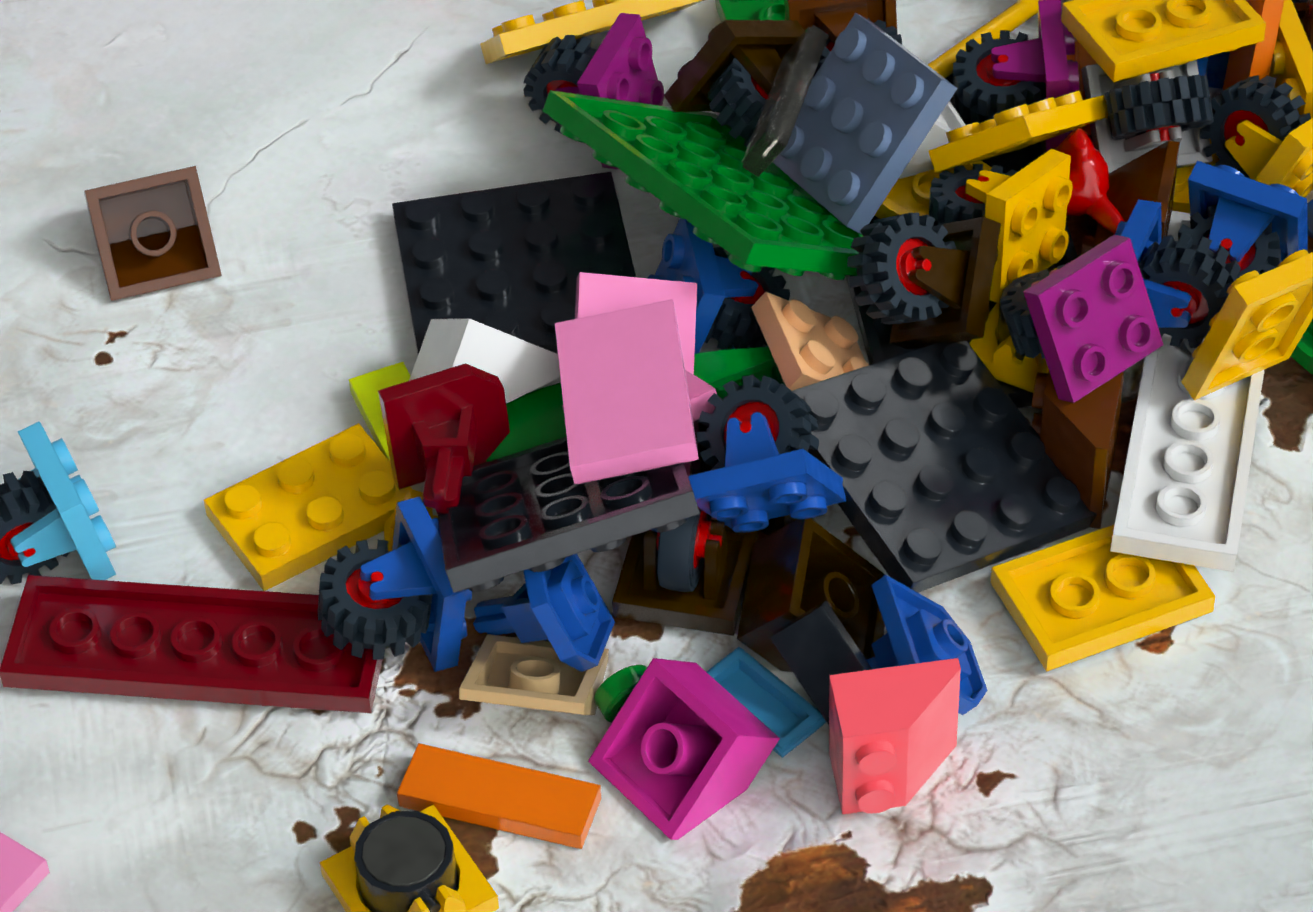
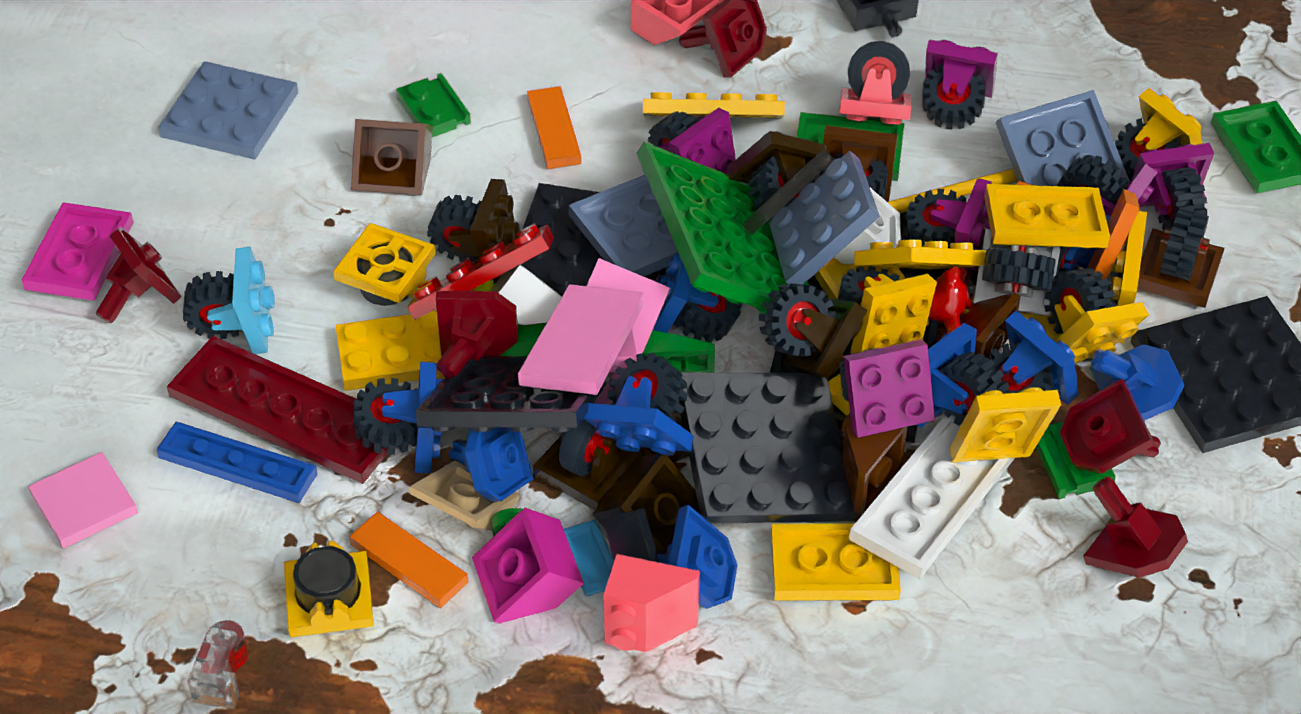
camera: 20 degrees right, 0 degrees up
(161, 746) = (237, 462): none -> blue tile
(167, 138) = (433, 104): none -> green plate
(233, 391) = (383, 267): none -> yellow piece
(345, 296) = (471, 228): none -> plate
(367, 119) = (554, 127): none -> orange tile
(413, 335) = (492, 263): none -> red plate
(573, 217) = (626, 227): none -> sand blue plate
(805, 342) = (731, 346): light nougat plate -> none

